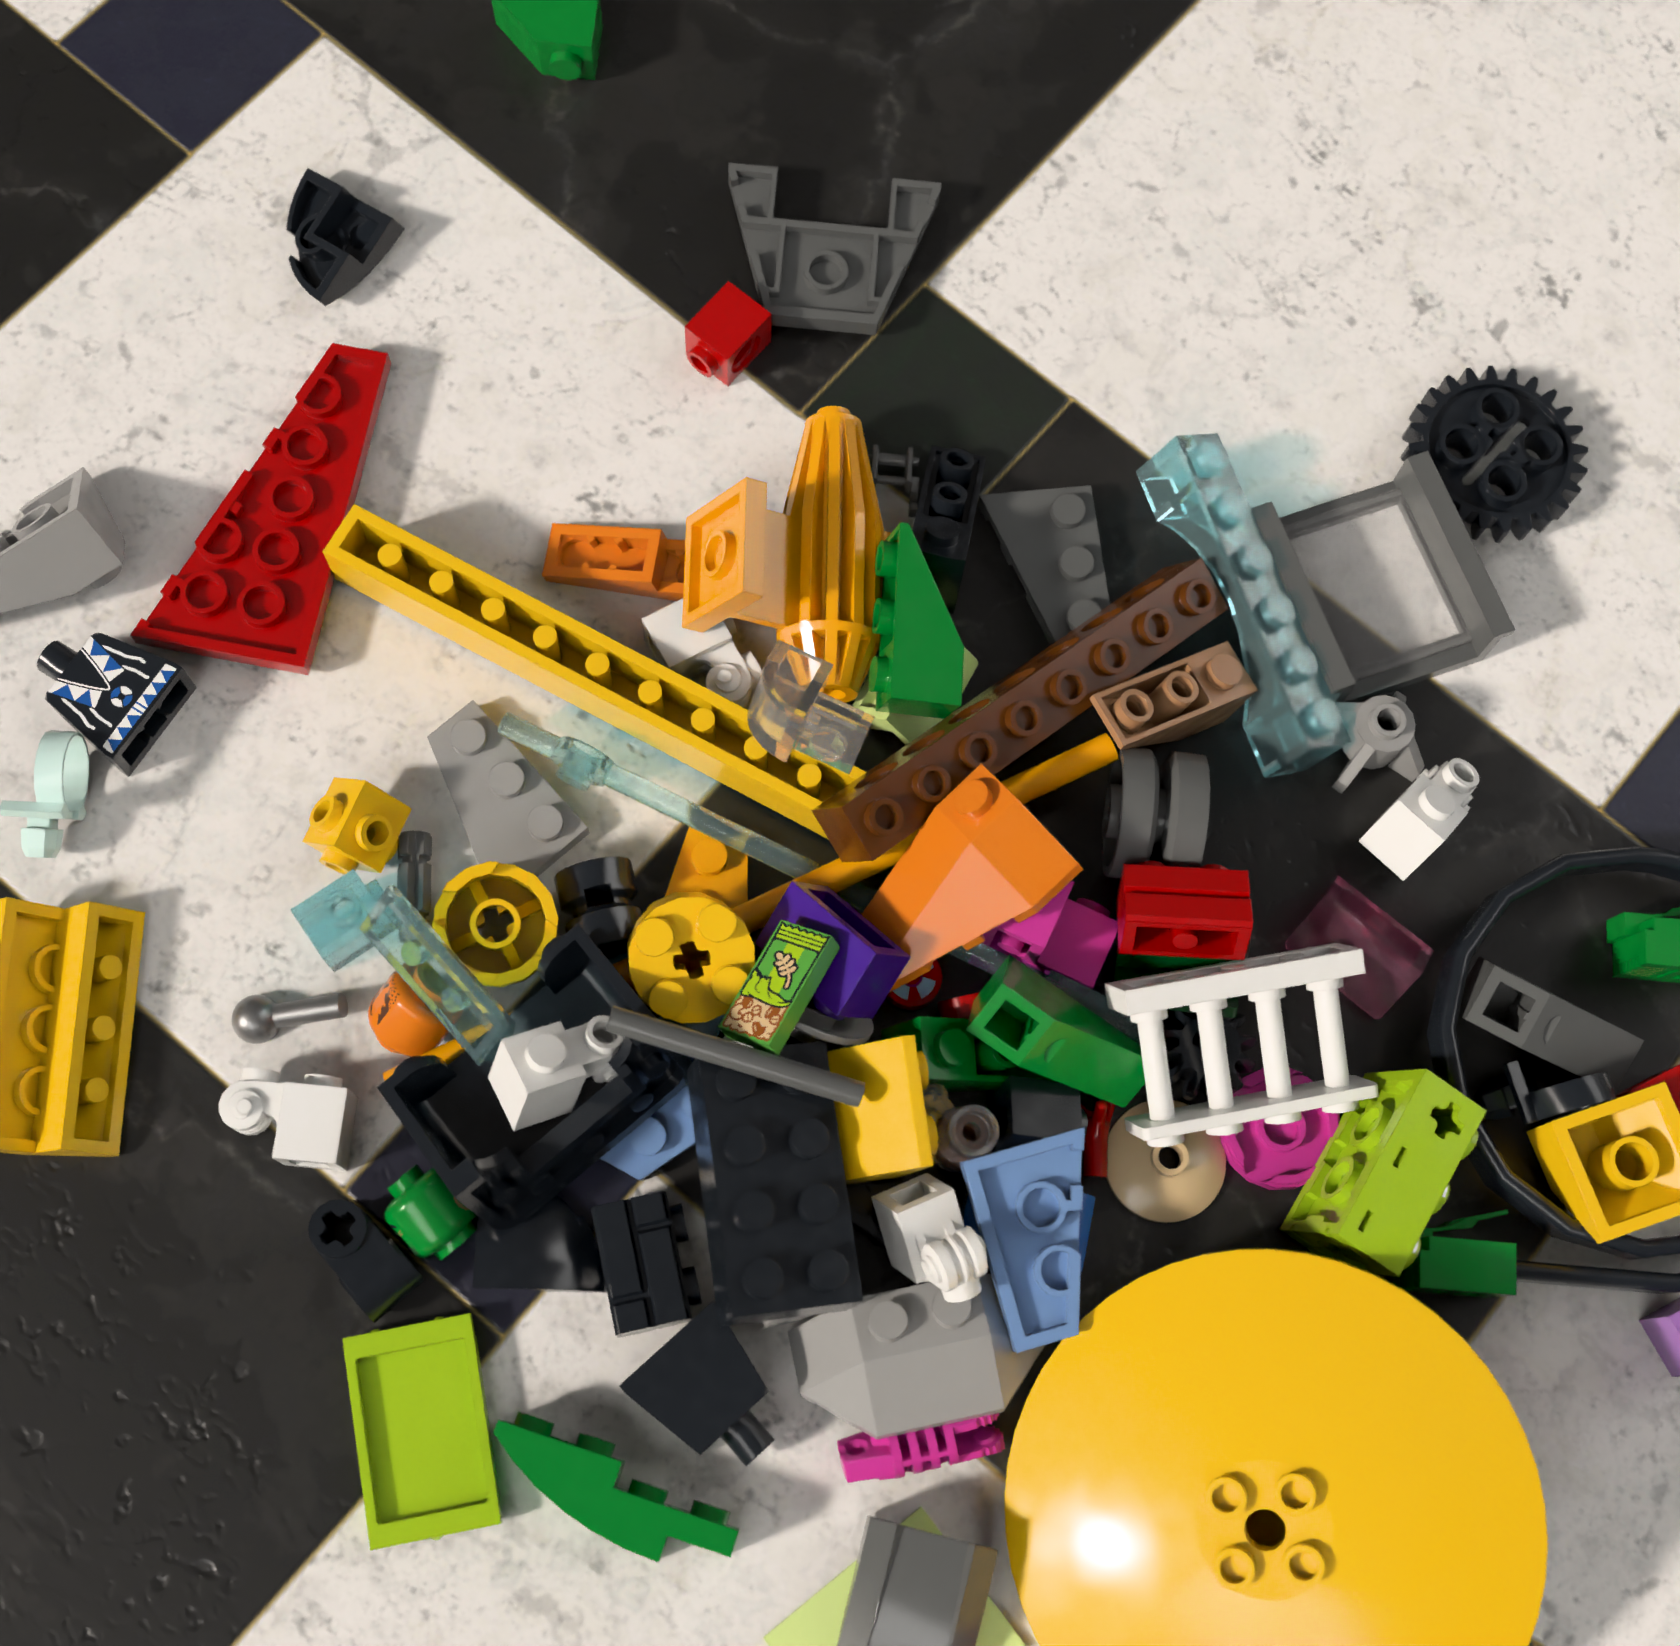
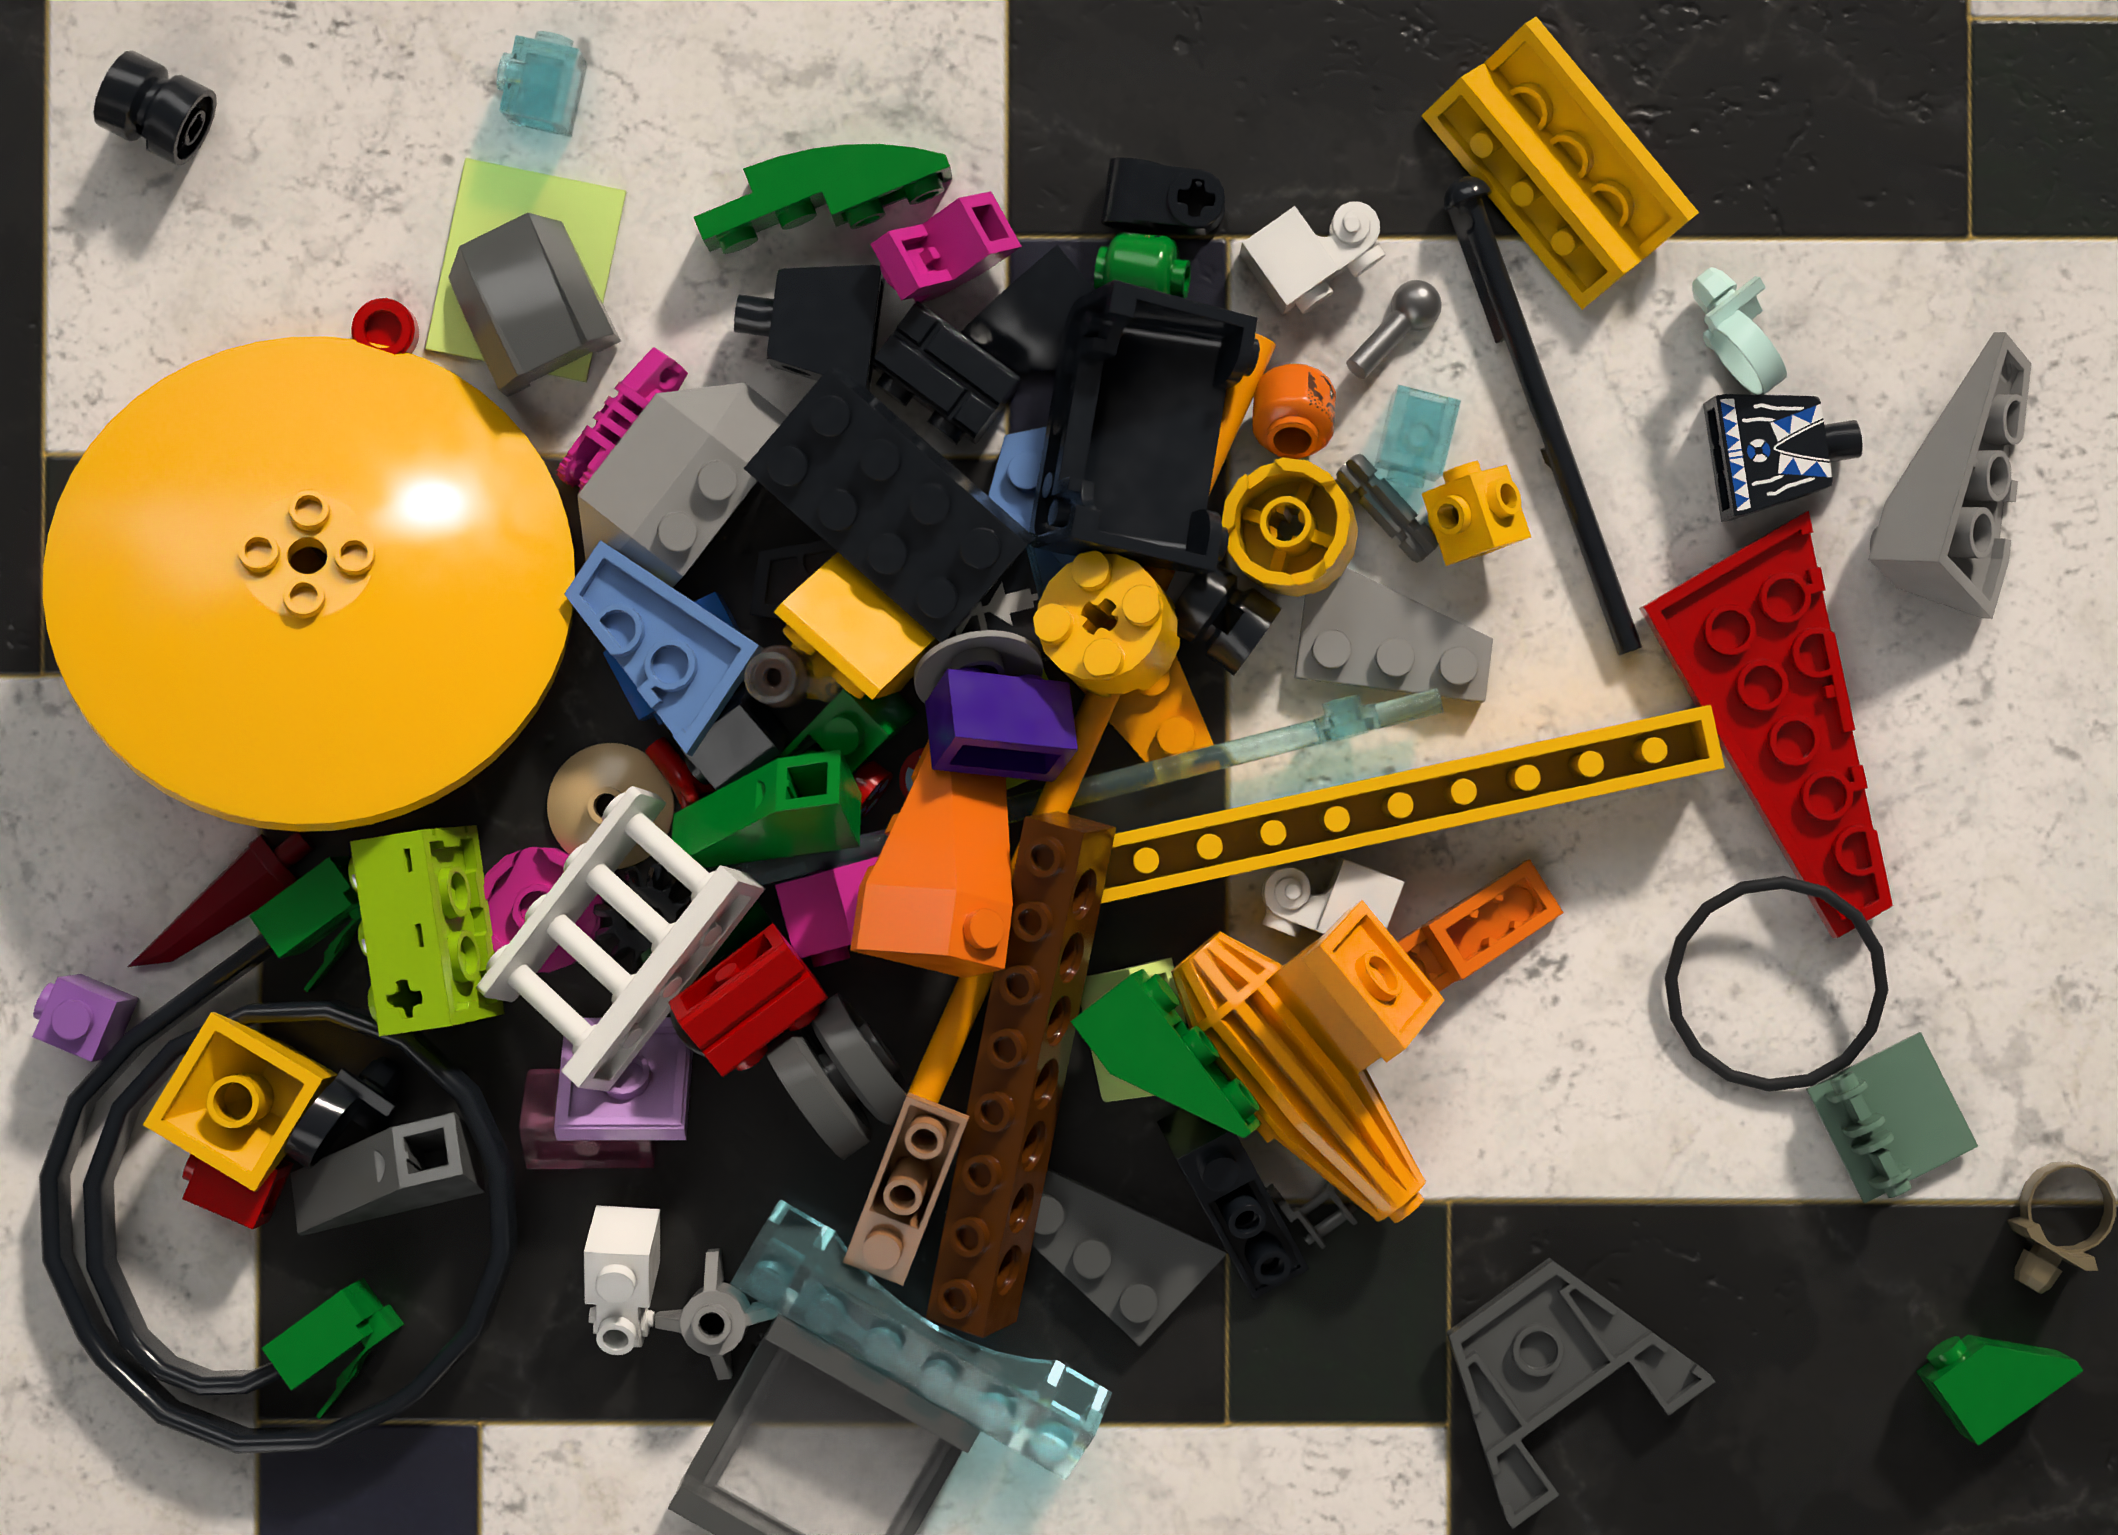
camera: 150 degrees right, 15 degrees up
(204, 949) = (1507, 323): none -> black bar
(335, 237) = (1988, 1012): black brick -> none
(422, 1431) = (1004, 118): lime piece -> none
(435, 437) = (1789, 1082): none -> black piece
(437, 976) = (1289, 438): clear light blue slope -> none
(456, 67) = (2040, 1266): none -> dark tan piece
(463, 225) = (1892, 1118): none -> sand green hinge
(545, 1068) = (1137, 445): white brick -> none
(557, 1359) = (946, 248): none -> dark pink brick
(727, 334) = (1569, 1211): red brick -> none
(735, 1056) = (994, 561): dark grey bar -> none
(779, 987) = (1010, 650): tile -> none
(795, 713) = (1201, 892): clear brick -> none
(929, 1237) = (735, 570): white brick -> none
(1315, 914) = (643, 1103): none -> lavender tile
(1520, 1335) = (236, 893): none -> dark red bar

